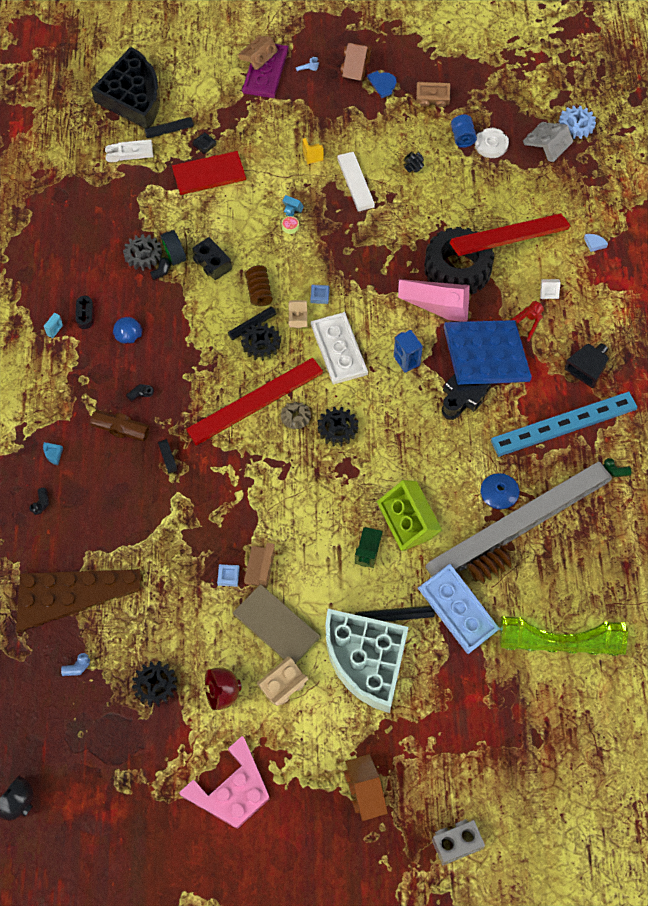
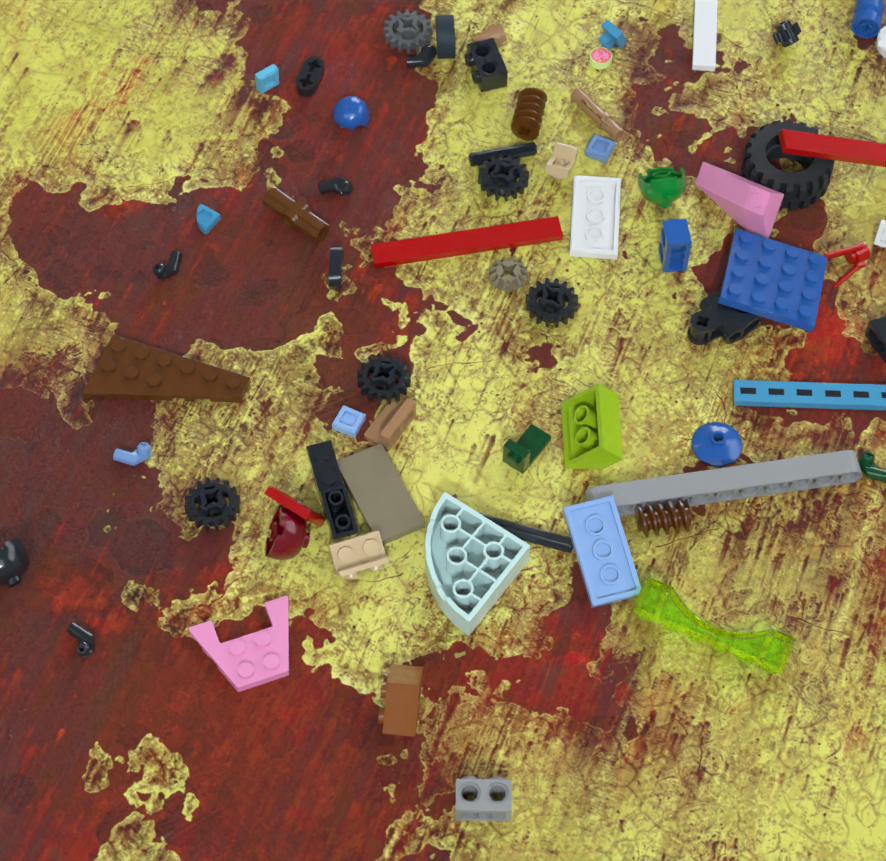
camera: 20 degrees right, 5 degrees down
(103, 836) = (85, 638): none -> black arm
(205, 232) = (494, 31): none -> medium nougat cone
(219, 662) = (295, 506): none -> red tile
(239, 524) = (383, 378): none -> black gear
(240, 638) = (331, 490): none -> black slope
(324, 276) = (613, 130): none -> medium nougat pin
(378, 307) = (662, 185): none -> green cylinder

